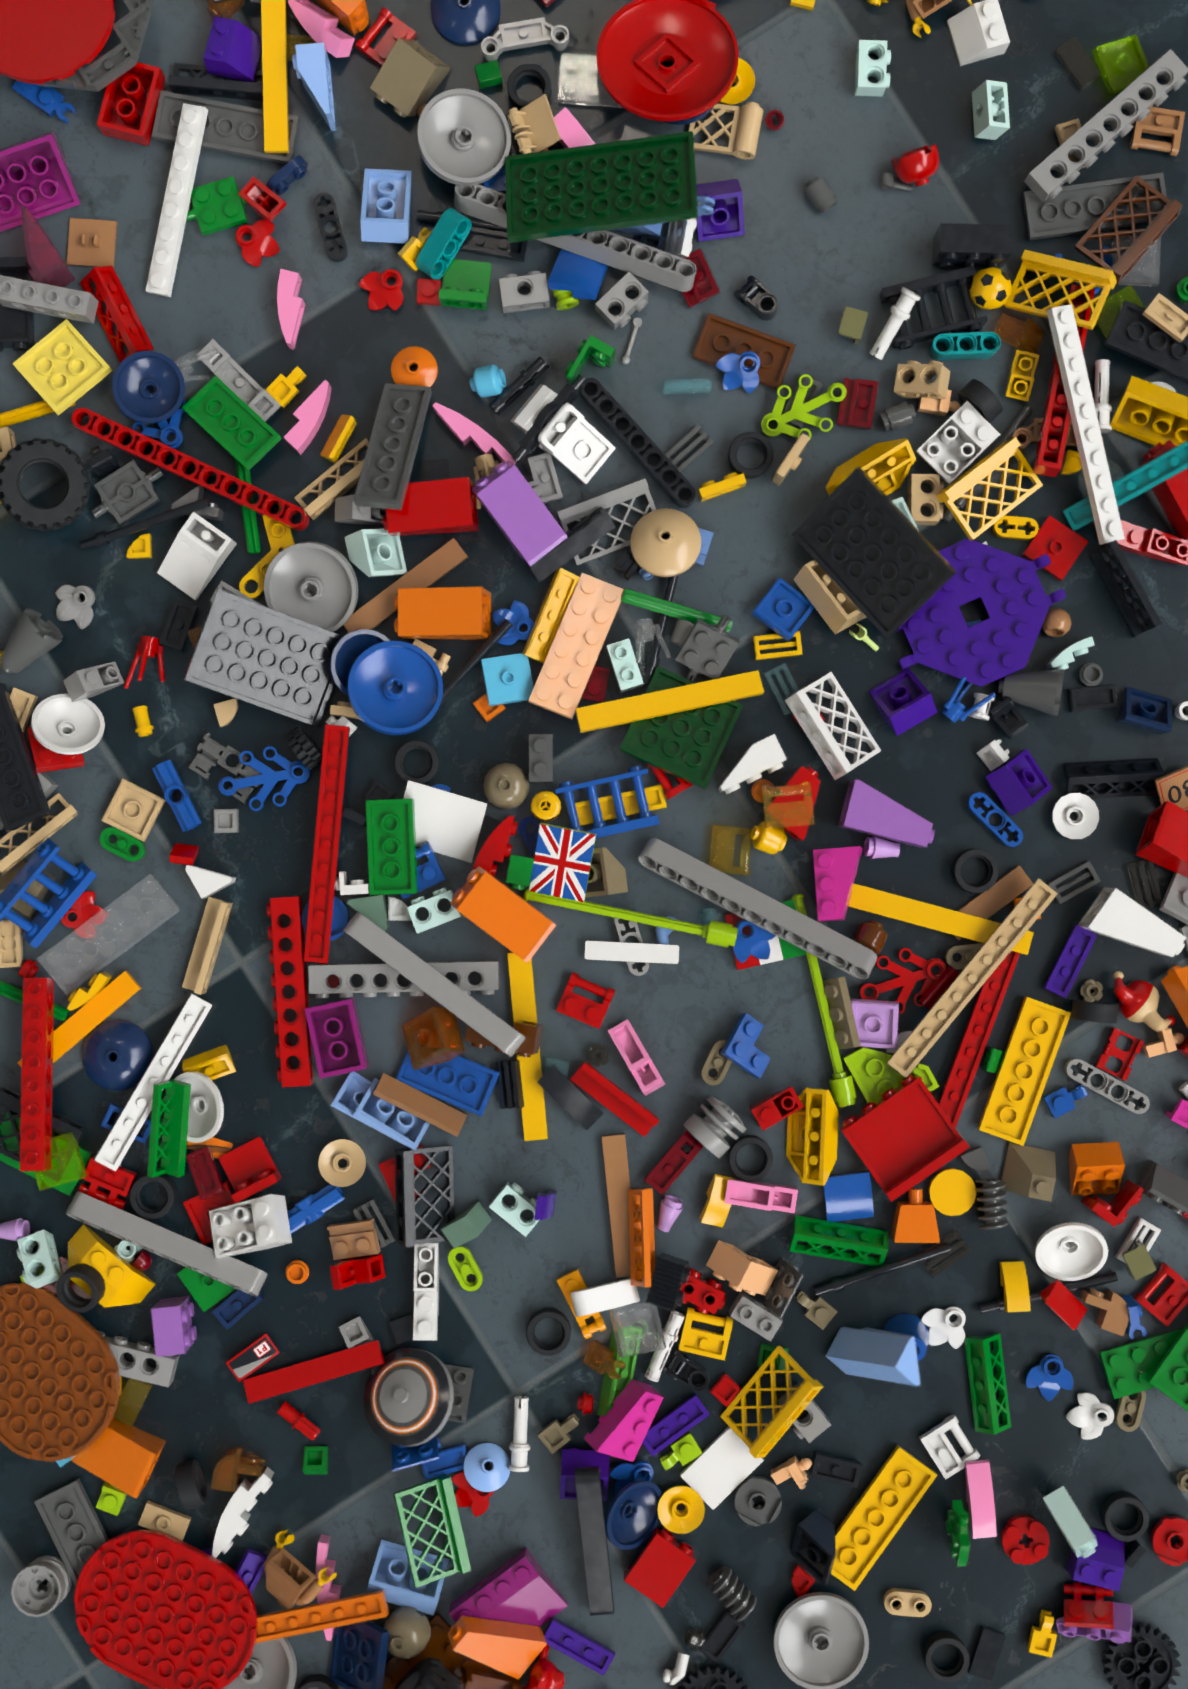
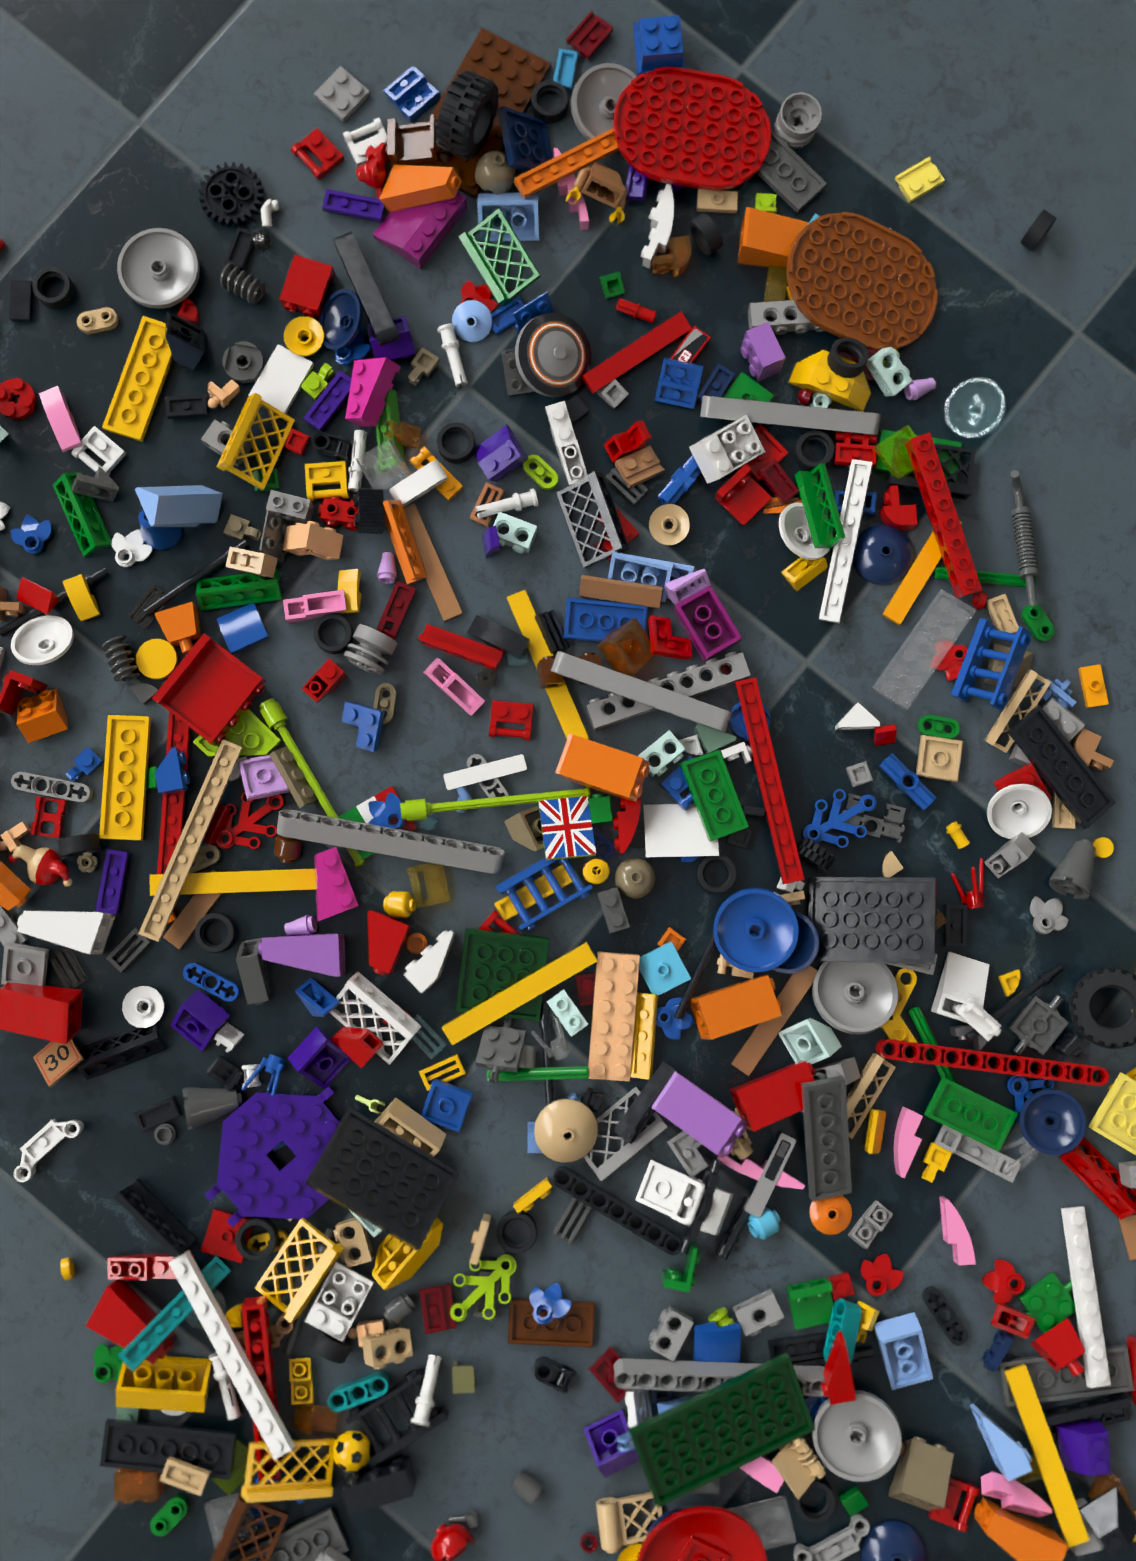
camera: 160 degrees right, 5 degrees down
(83, 995) = (926, 594): yellow slope -> none
(88, 1093) = (896, 515): none -> red brick
(189, 517) = (979, 1019): none -> white hinge
(207, 945) = (839, 666): tan fence -> none
(221, 156) = (1061, 1348): none -> red torso
(278, 1321) = (678, 383): none -> blue slope
(297, 1271) = (676, 427): orange plate -> none
(298, 979) = (738, 581): red brick -> none
(353, 1085) = (685, 581): none -> lavender slope
(377, 344) = (870, 1224): none -> light grey slope
(391, 1033) = (663, 642): none -> red plate
(463, 203) = (837, 1374): none -> red slope
(465, 427) = (770, 1175): none -> light grey sticker
(466, 1225) = (550, 506): sand green slope -> none
(502, 1242) = (516, 502): none -> white pin
(503, 1302) = (500, 454): none -> dark purple slope
(549, 1235) = (494, 489): none -> nougat tile
(585, 1403) = (407, 395): red plate -> none
(637, 323) = (651, 1317): light grey hinge -> none
(687, 386) = (590, 1275): clear light blue tile -> none
(788, 813) = (387, 928): clear yellow plate -> none
(813, 1136) = (285, 666): yellow wedge -> none
(816, 1266) = (251, 562): none -> tan brick
(858, 703) = (357, 1043): none -> red slope
(887, 765) = (316, 998): none -> blue slope
(946, 815) = (253, 972): none -> dark grey slope
(957, 1528) = (73, 391): green plate -> none
(960, 1407) = (99, 486): none -> flat silver slope
(972, 1057) = (171, 773): none -> blue slope
(1029, 1171) = (96, 695): dark tan slope -> none
(1042, 528) = (240, 1238): none -> black tyre
(1056, 622) = (207, 1169): medium nougat piece -> none
(1066, 656) = (191, 1142): light aqua slope -> none
(1146, 711) = (107, 1117): dark blue slope -> none

